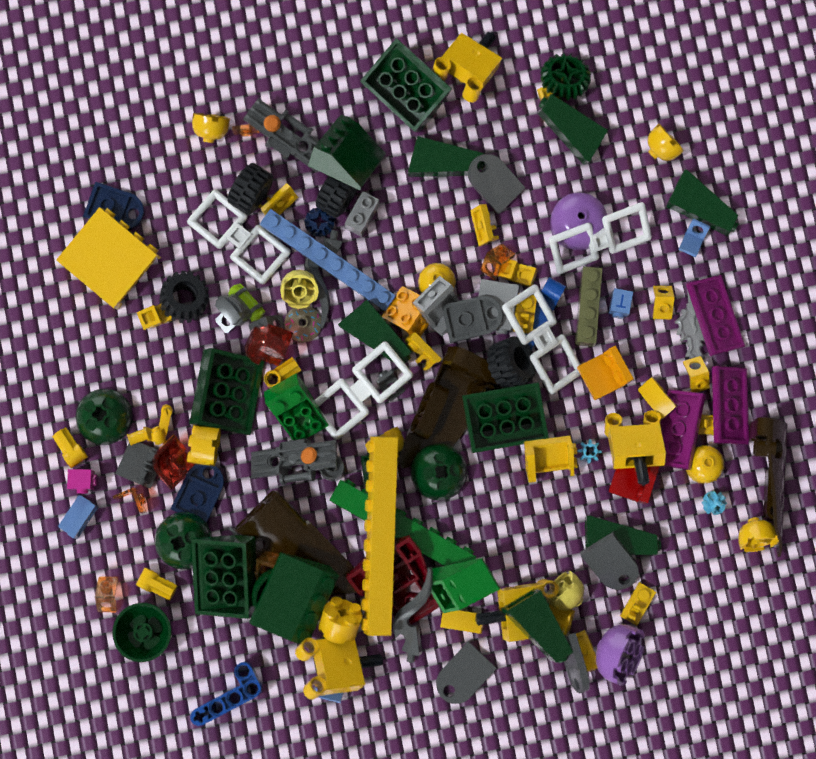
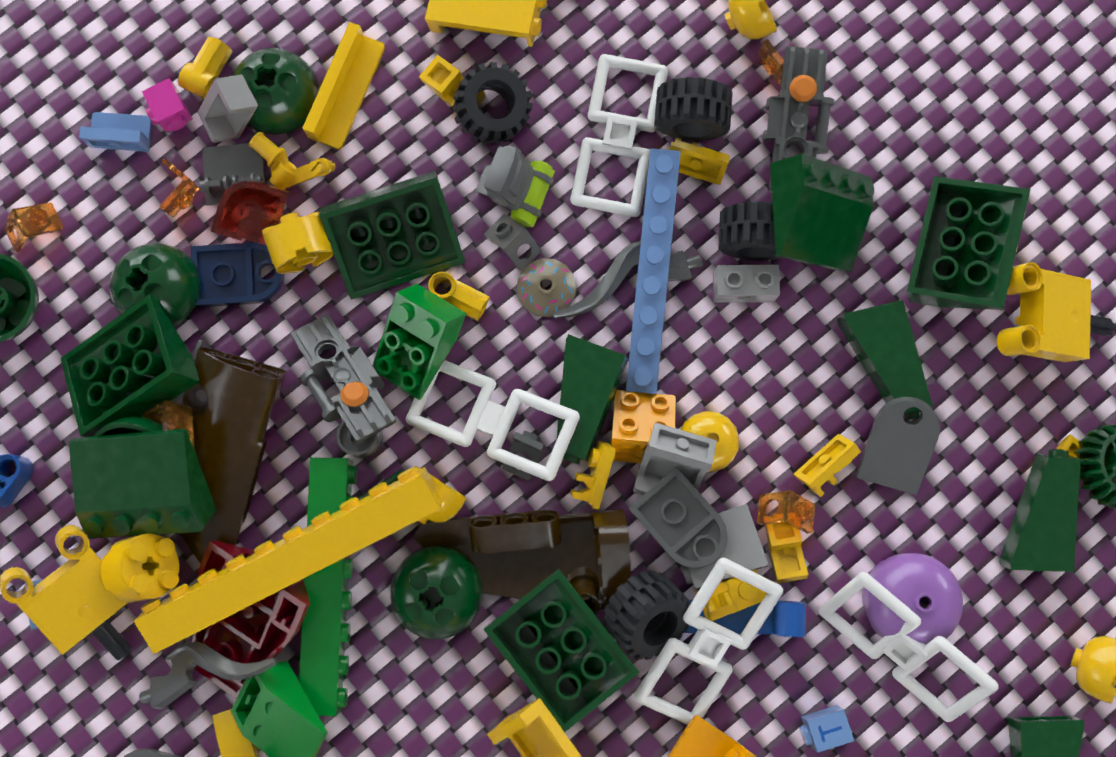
camera: 60 degrees right, 0 degrees up
(104, 445) = (227, 108): none -> light grey panel
(126, 375) = (343, 88): none -> yellow panel
(153, 582) = (76, 275): yellow piece -> none
(268, 344) = (487, 253): clear red brick -> none
(299, 289) = (589, 253): light yellow cylinder -> none
(311, 226) = (696, 244): dark blue gear -> none
(588, 306) = (795, 683): olive brick -> none

